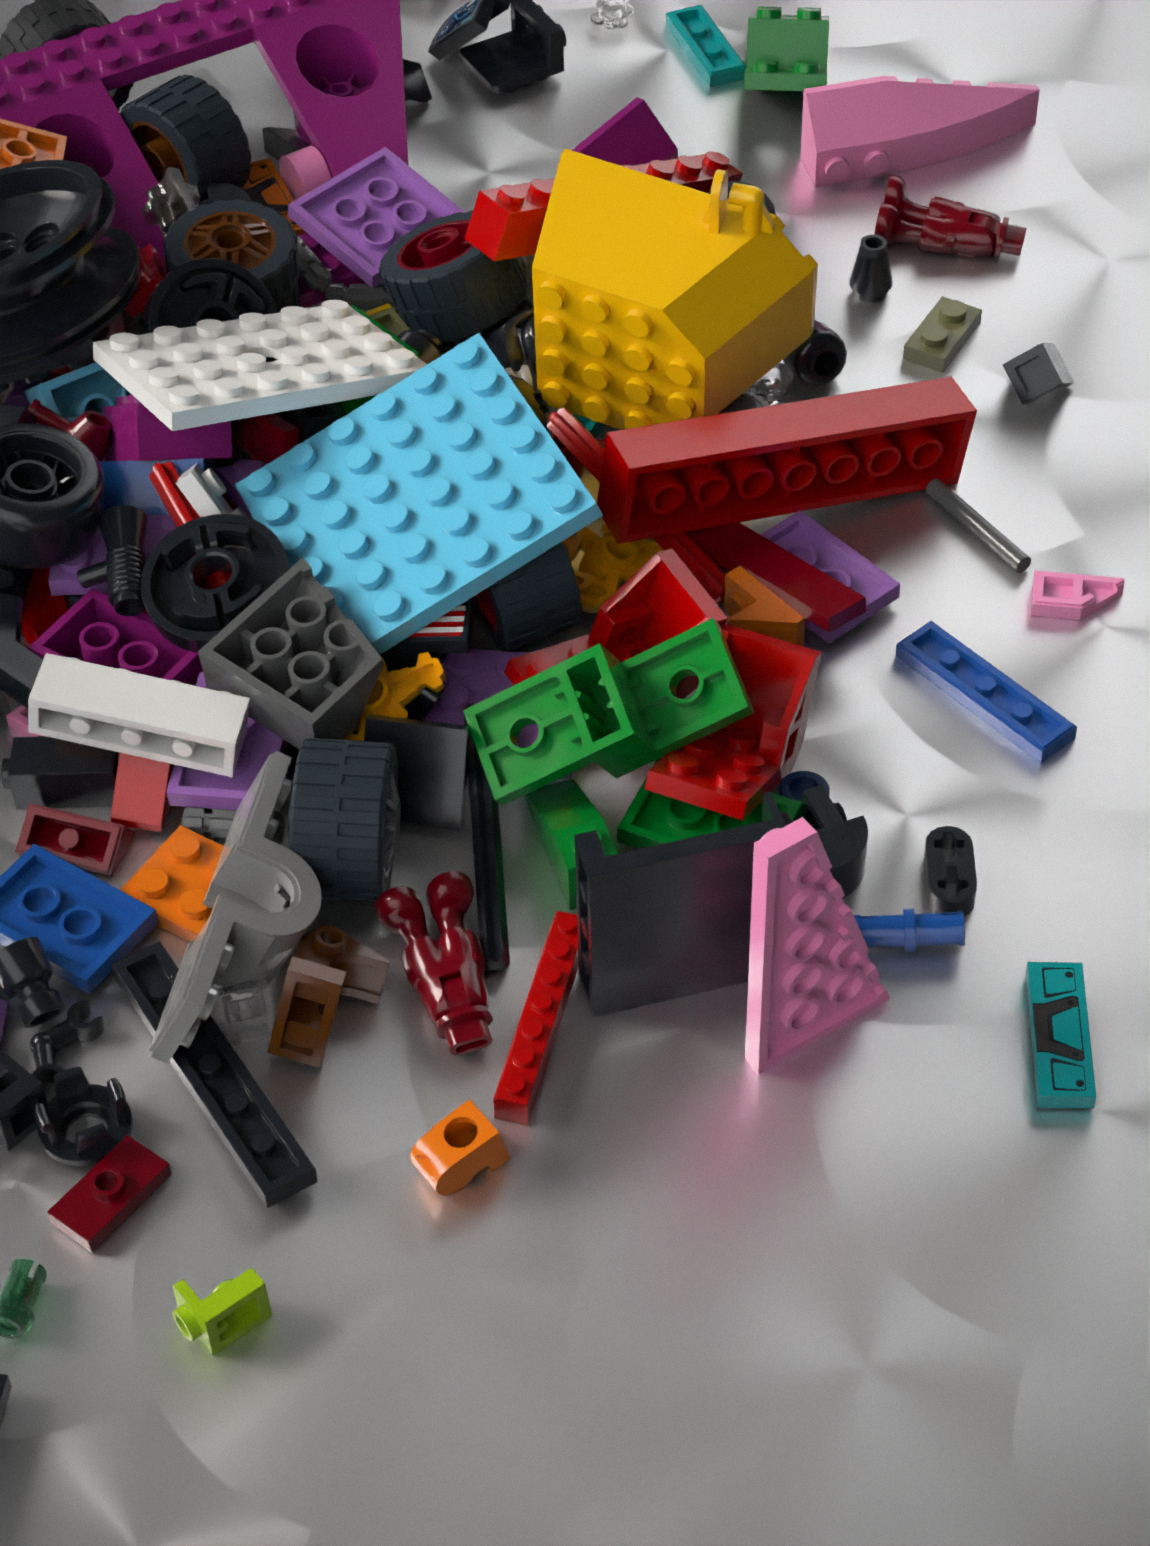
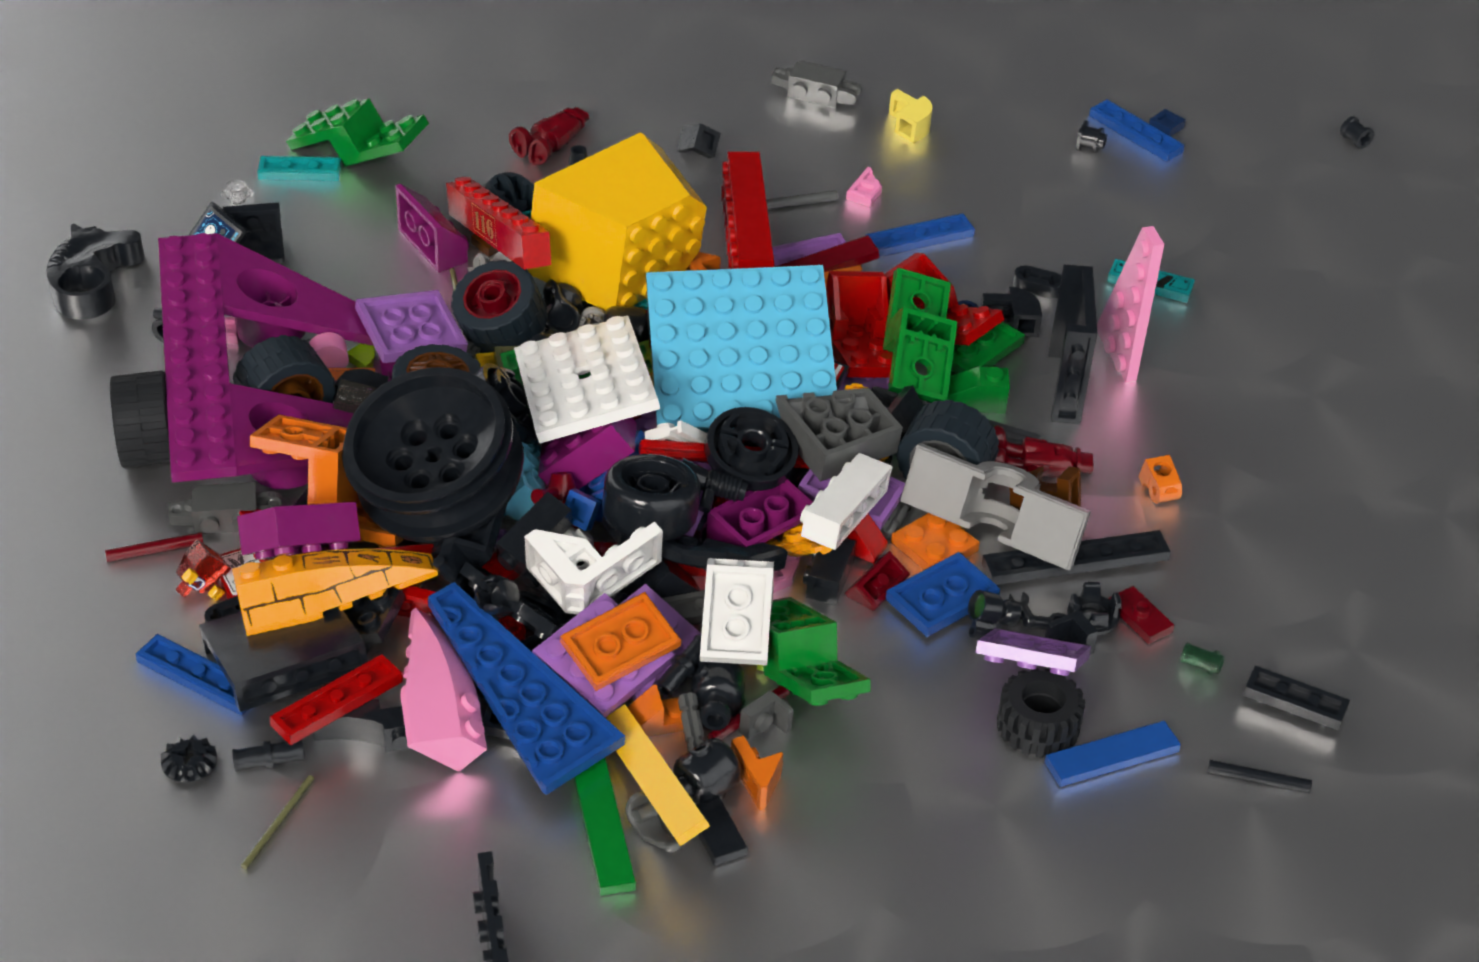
camera: 75 degrees left, 5 degrees down
(225, 1314) = (1235, 583): lime bracket -> none
(538, 1022) = (1081, 435): red piece -> none
(755, 214) = (637, 136): yellow piece -> none
(899, 126) = (458, 122): bright pink wedge -> none

